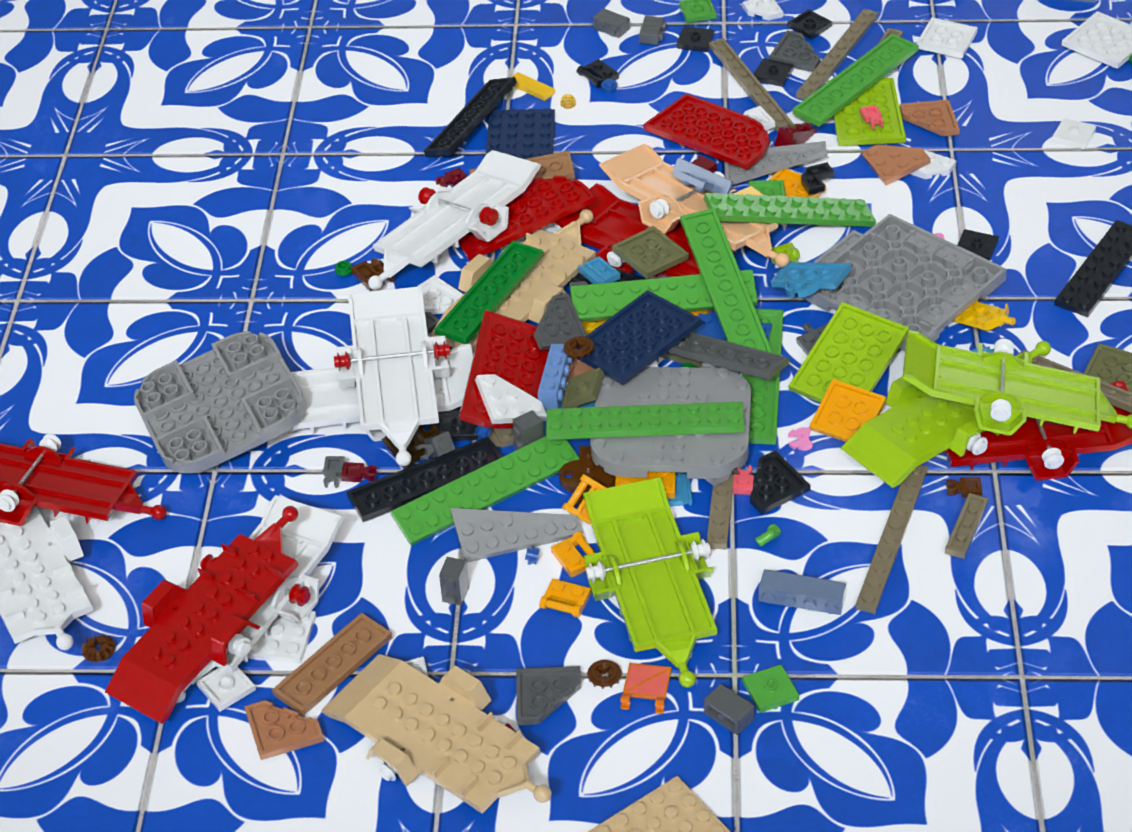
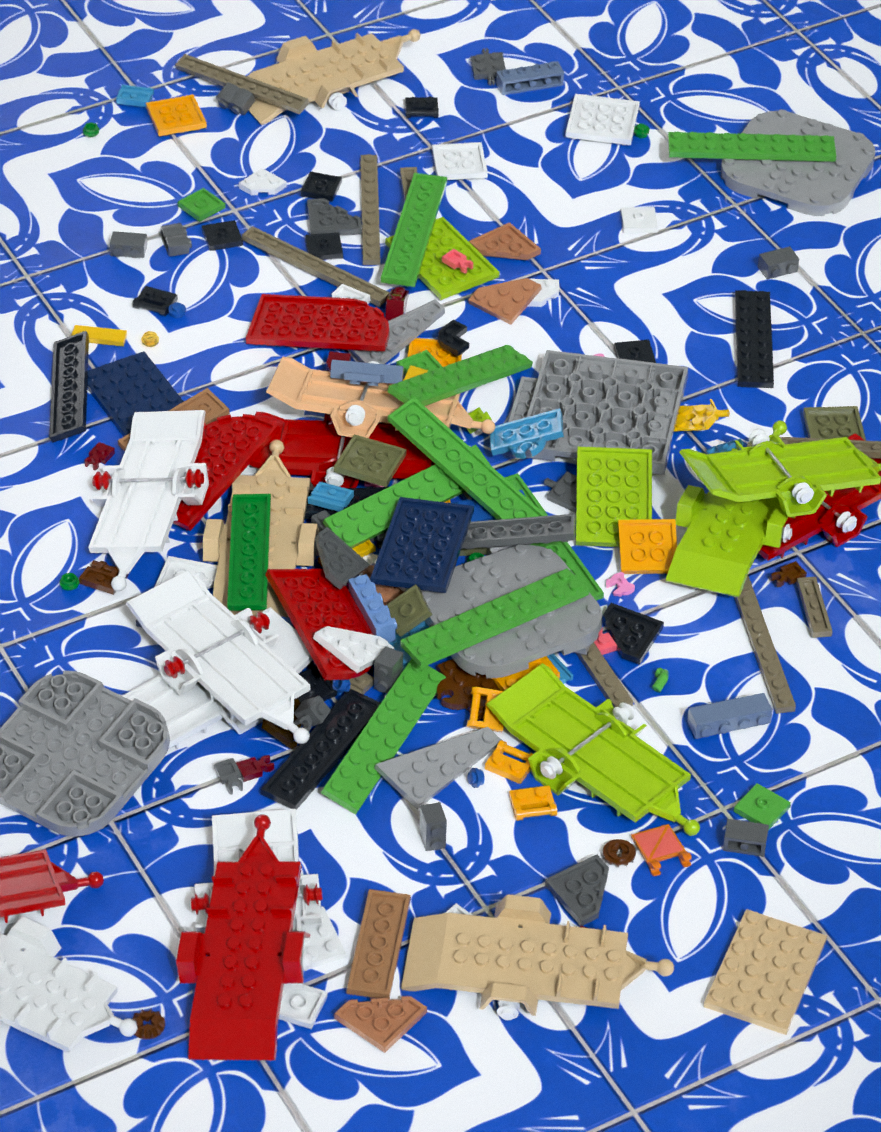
camera: 35 degrees left, 0 degrees up
(584, 343) = (382, 567): reddish brown gear -> none

